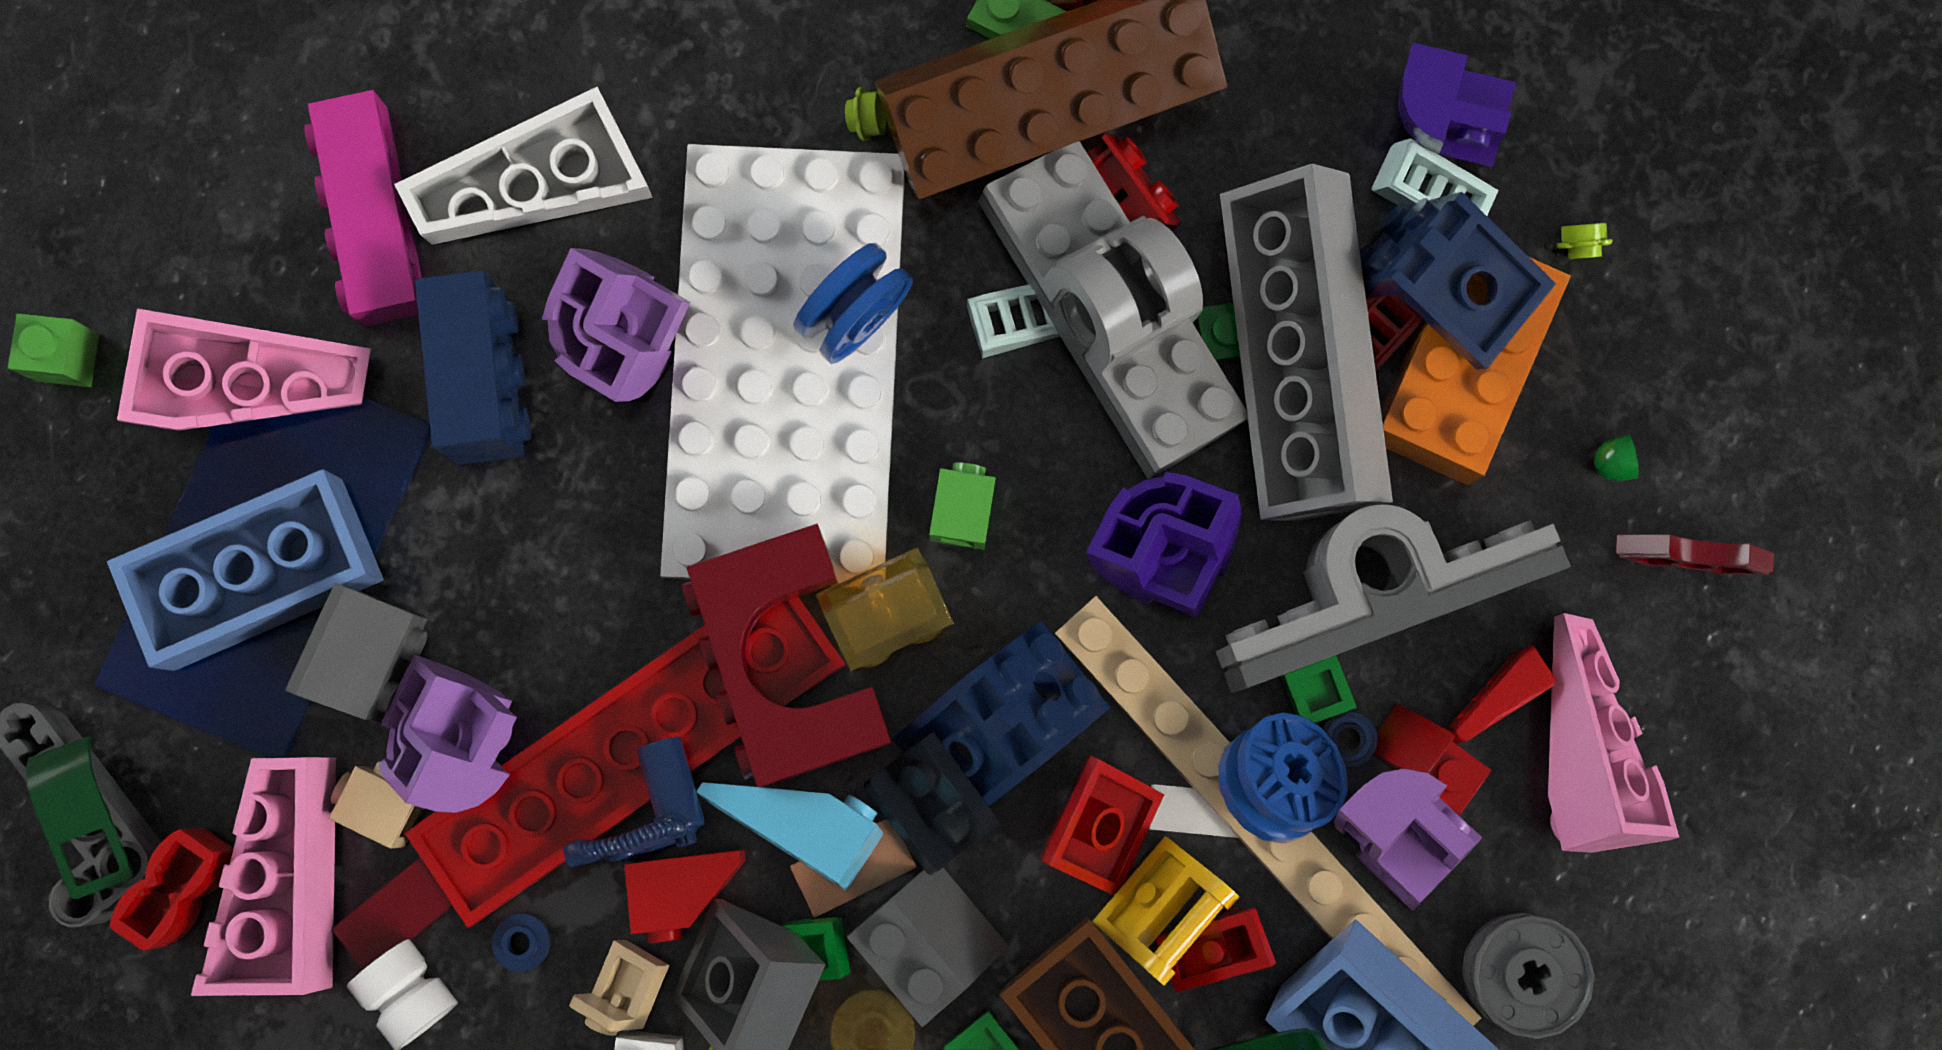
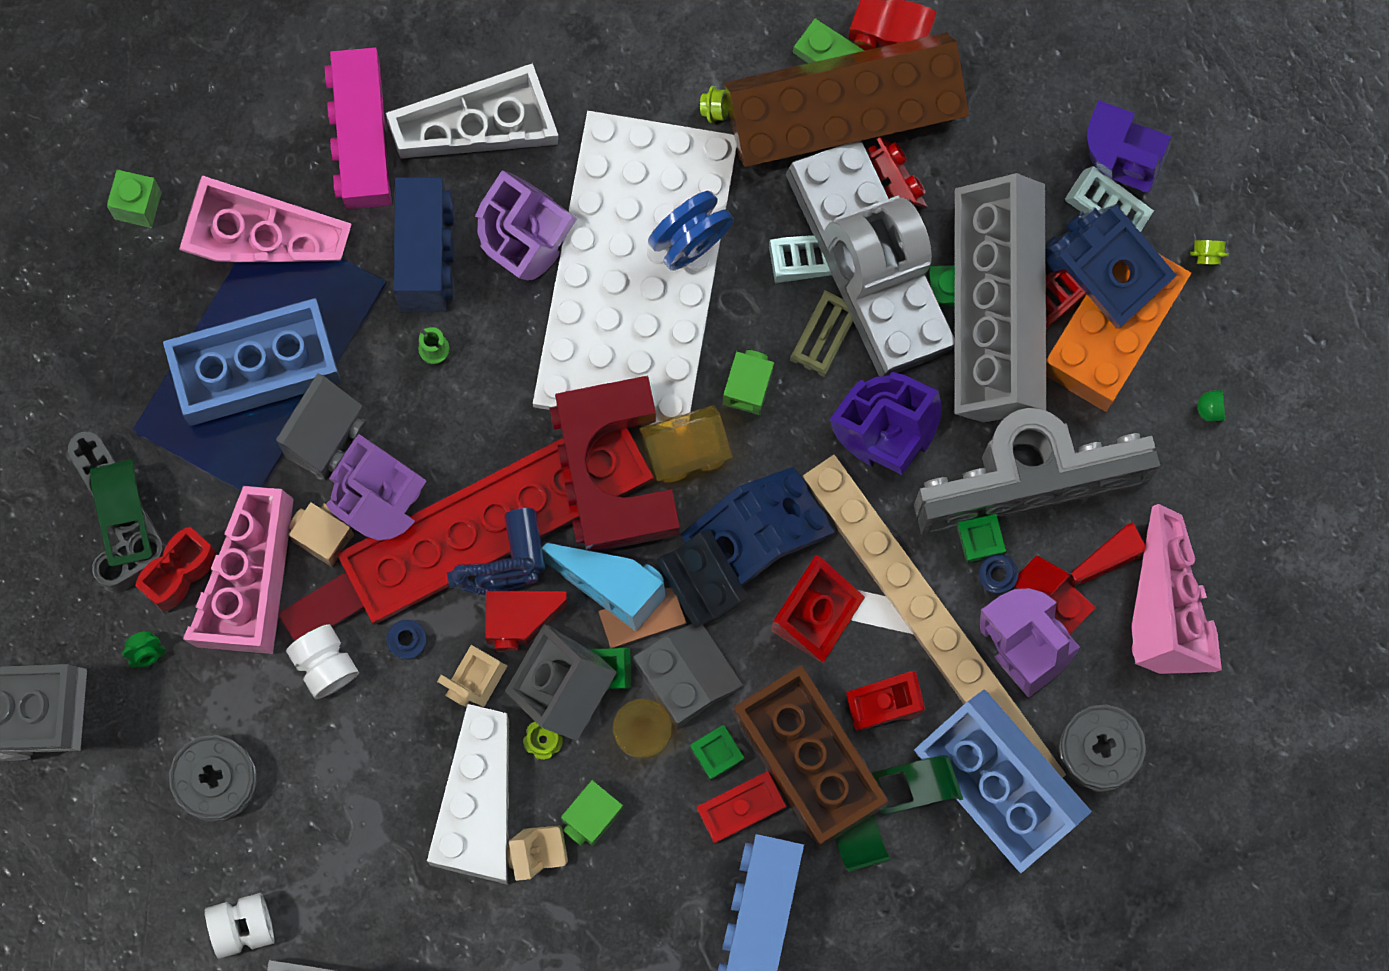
camera: 10 degrees right, 5 degrees down
(142, 1008) = (143, 649): none -> green plate
(520, 506) = (433, 354): none -> bright green pin
(1045, 465) = (810, 362): none -> olive tile
(1154, 898) = (848, 663): yellow plate -> none
(1282, 778) = (946, 590): blue wheel -> none
(1695, 554) = (1241, 472): dark red tile -> none

